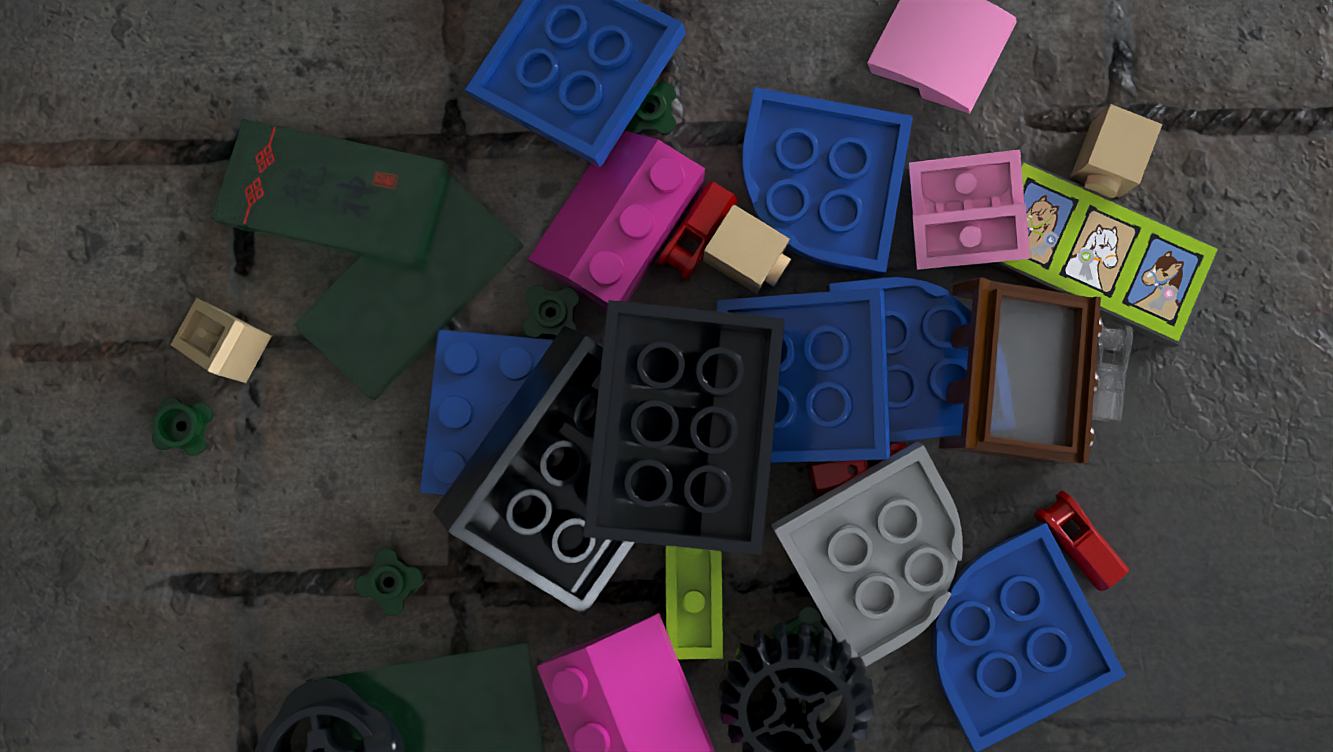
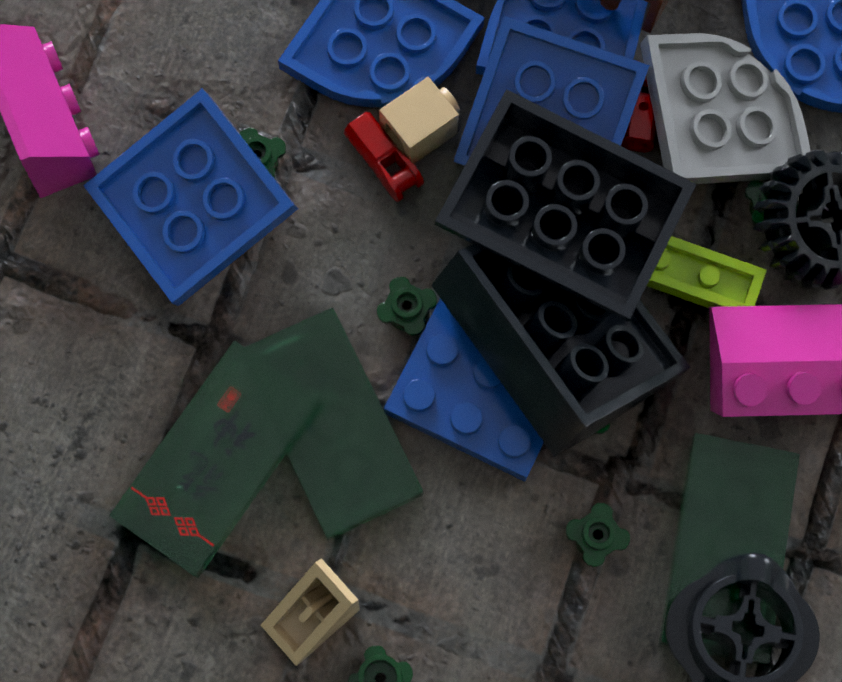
camera: 75 degrees left, 10 degrees down
(619, 219) = (350, 217): dark pink slope -> none

